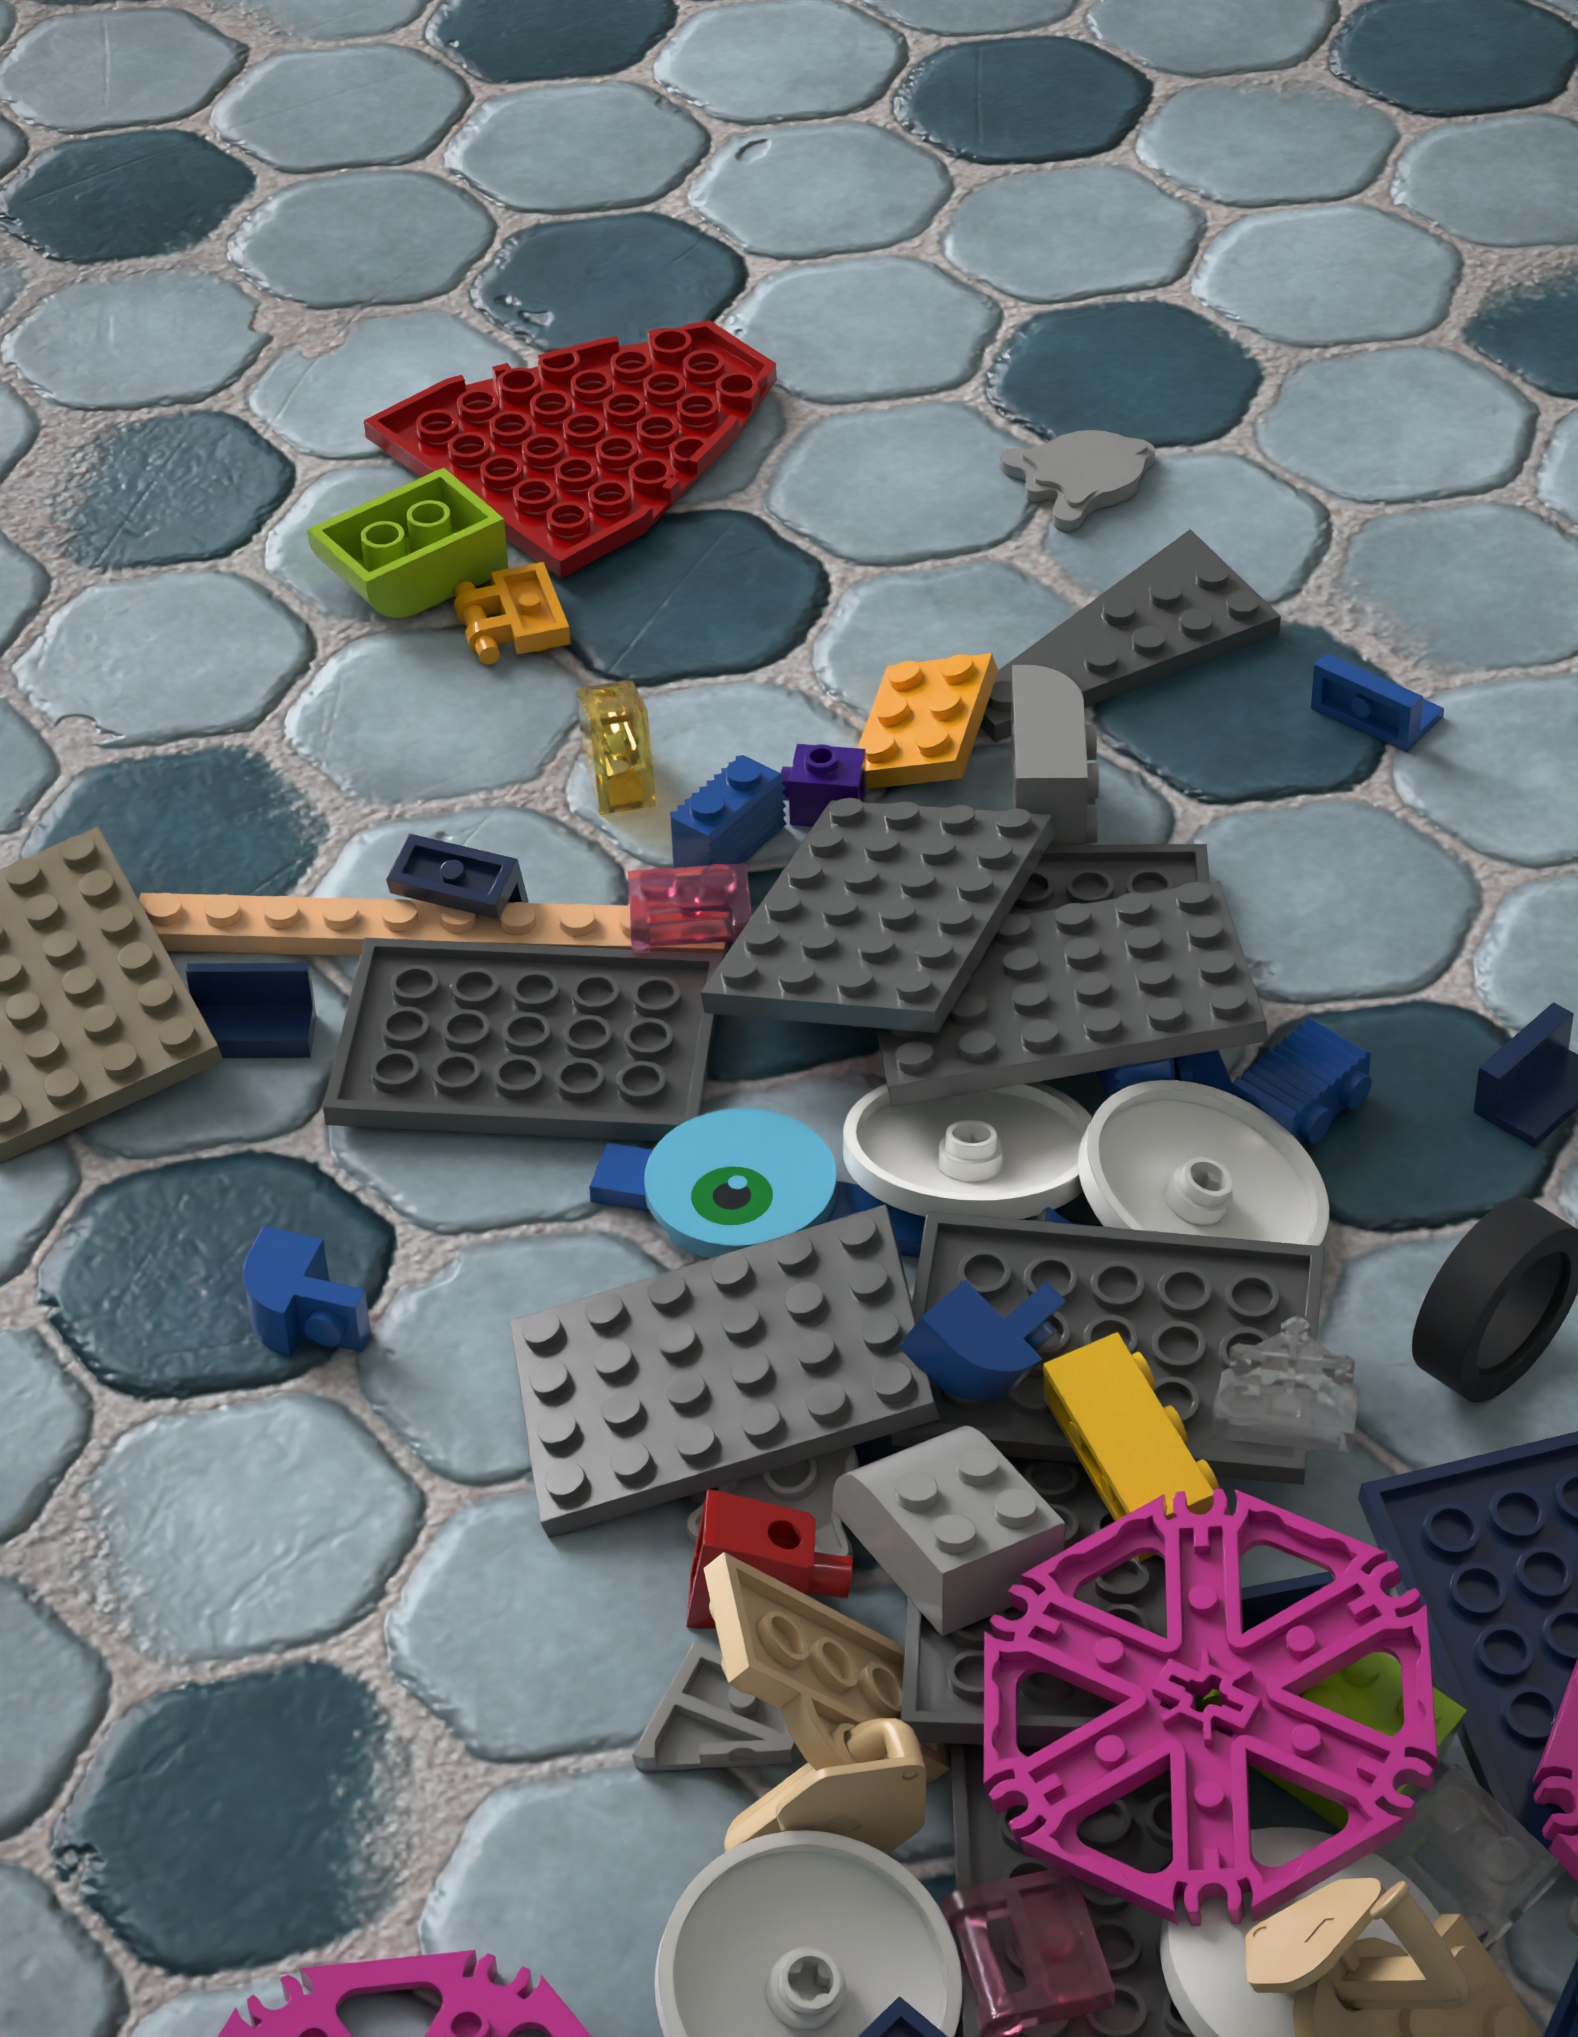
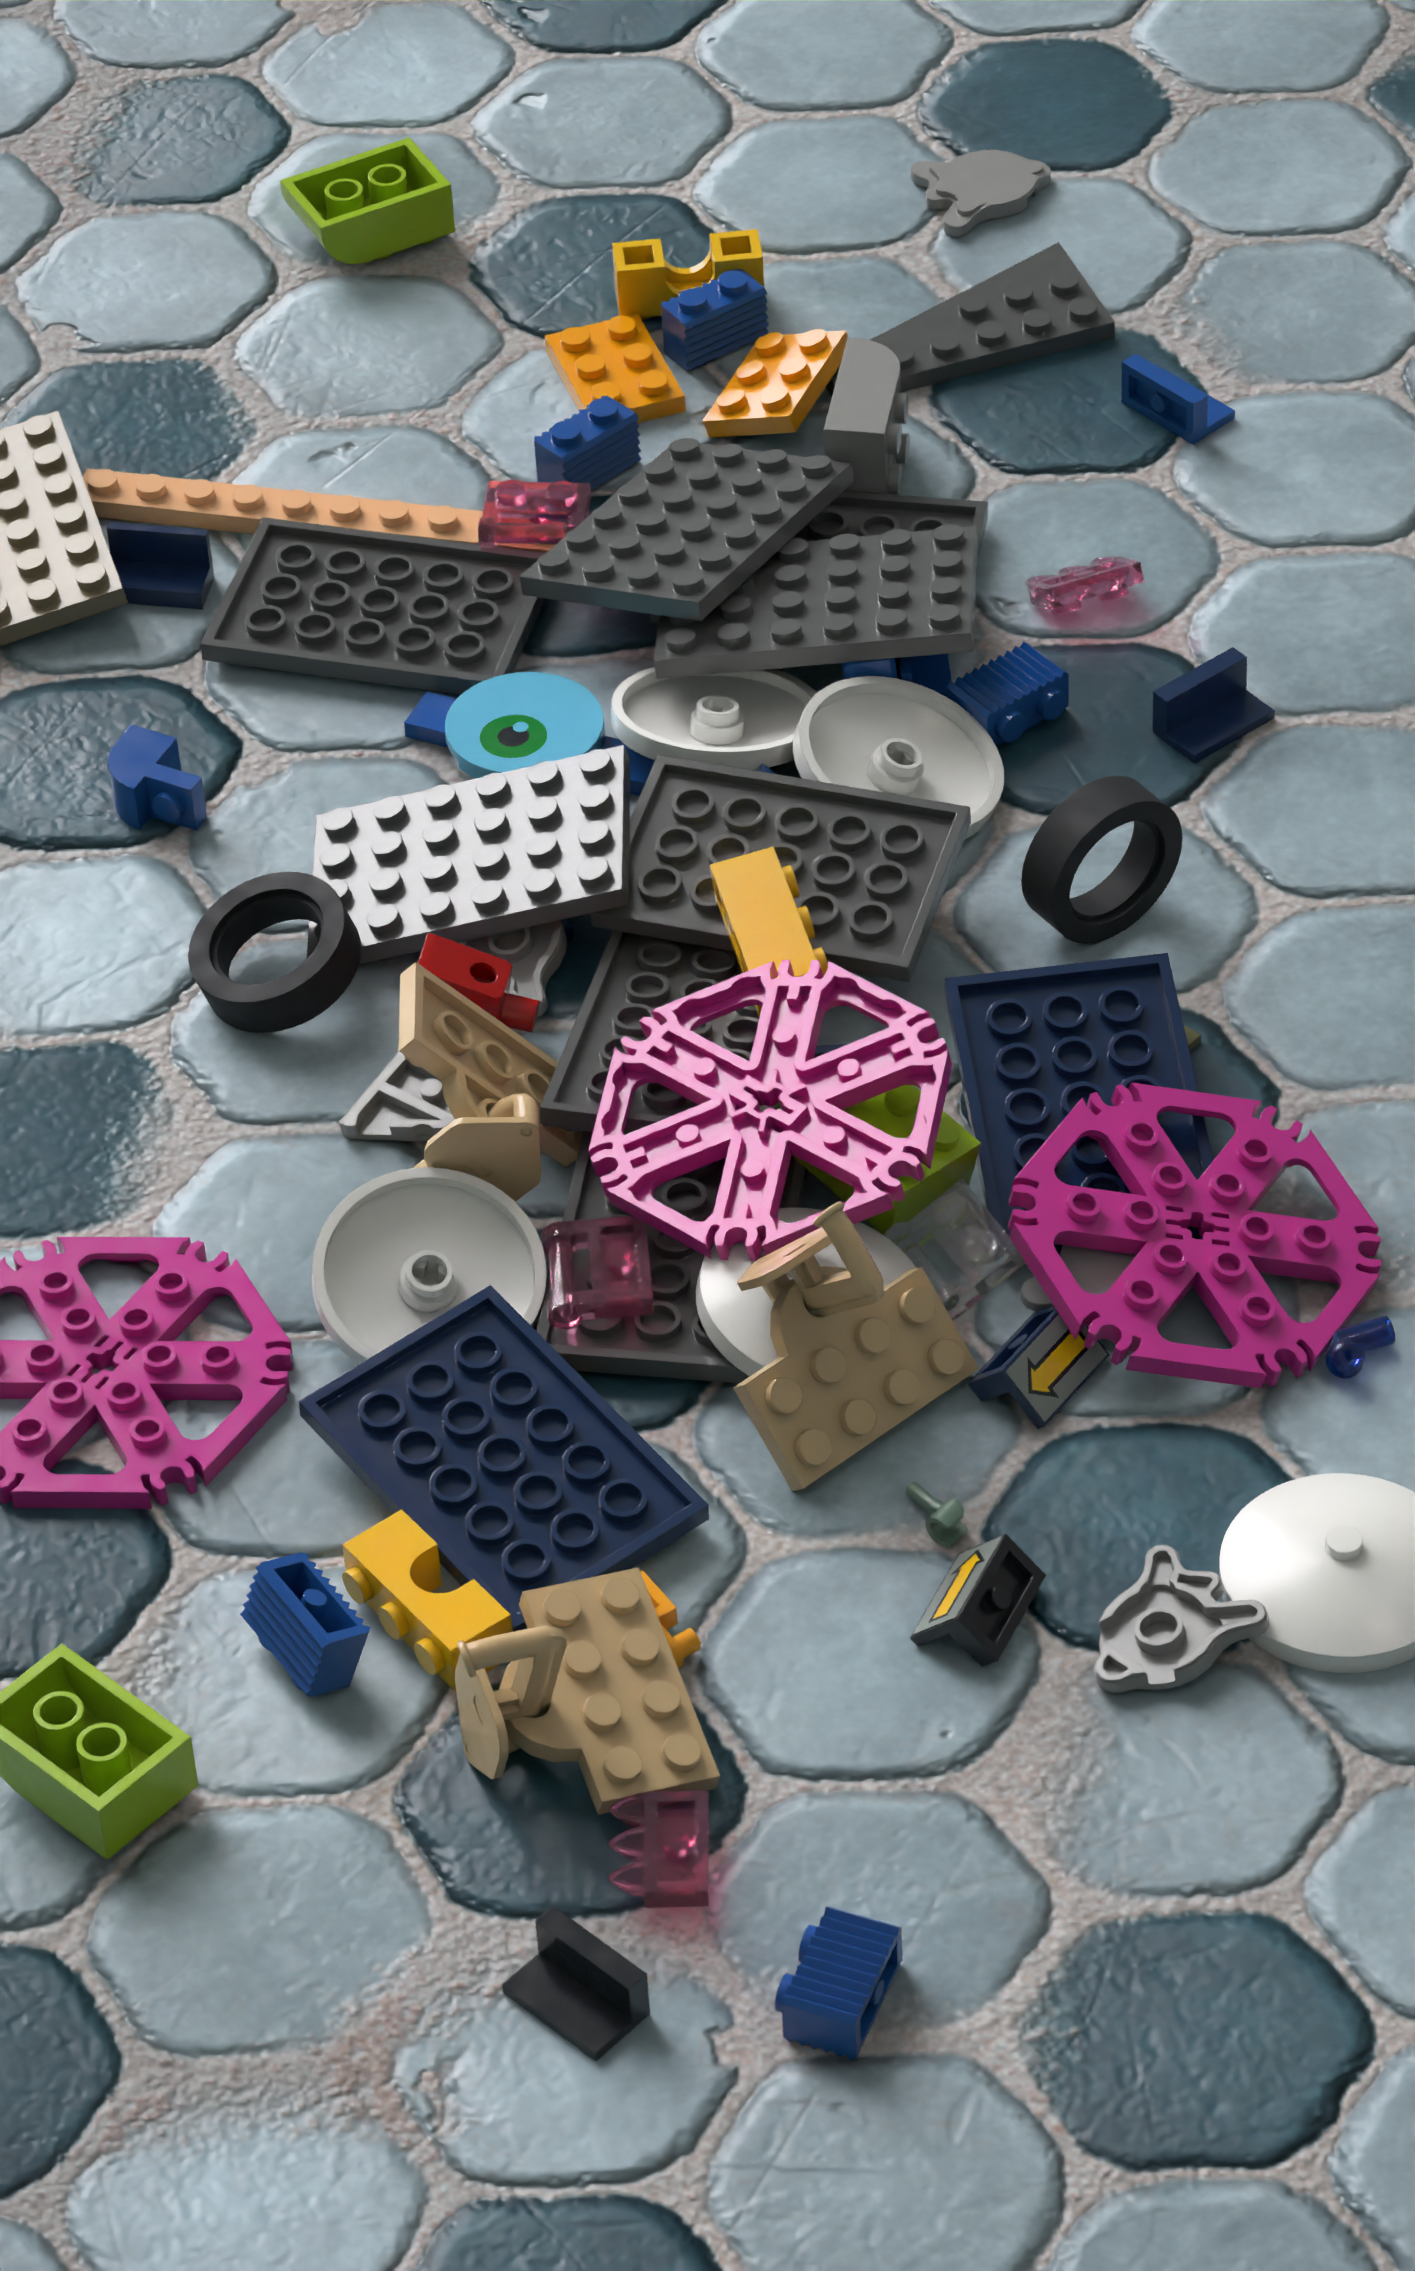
camera: 10 degrees right, 0 degrees up
(456, 876) = (347, 474): dark blue panel -> none
(528, 609) = (462, 271): light orange plate -> none
(541, 1584) = (300, 993): none -> black tyre
(586, 439) = (548, 127): red wing -> none
(616, 728) = (506, 372): clear yellow torso -> none
(725, 713) = (617, 362): none -> light orange plate
(822, 775) = (674, 418): dark purple brick -> none
(833, 602) = (647, 279): none -> yellow arch
(833, 650) = (714, 319): none -> blue brick
(950, 1525) = (611, 975): light grey brick -> none
(975, 1349) = (662, 853): blue brick -> none
(1288, 1393) = (906, 909): clear slope -> none
(1333, 936) = (1105, 578): none -> clear pink plate

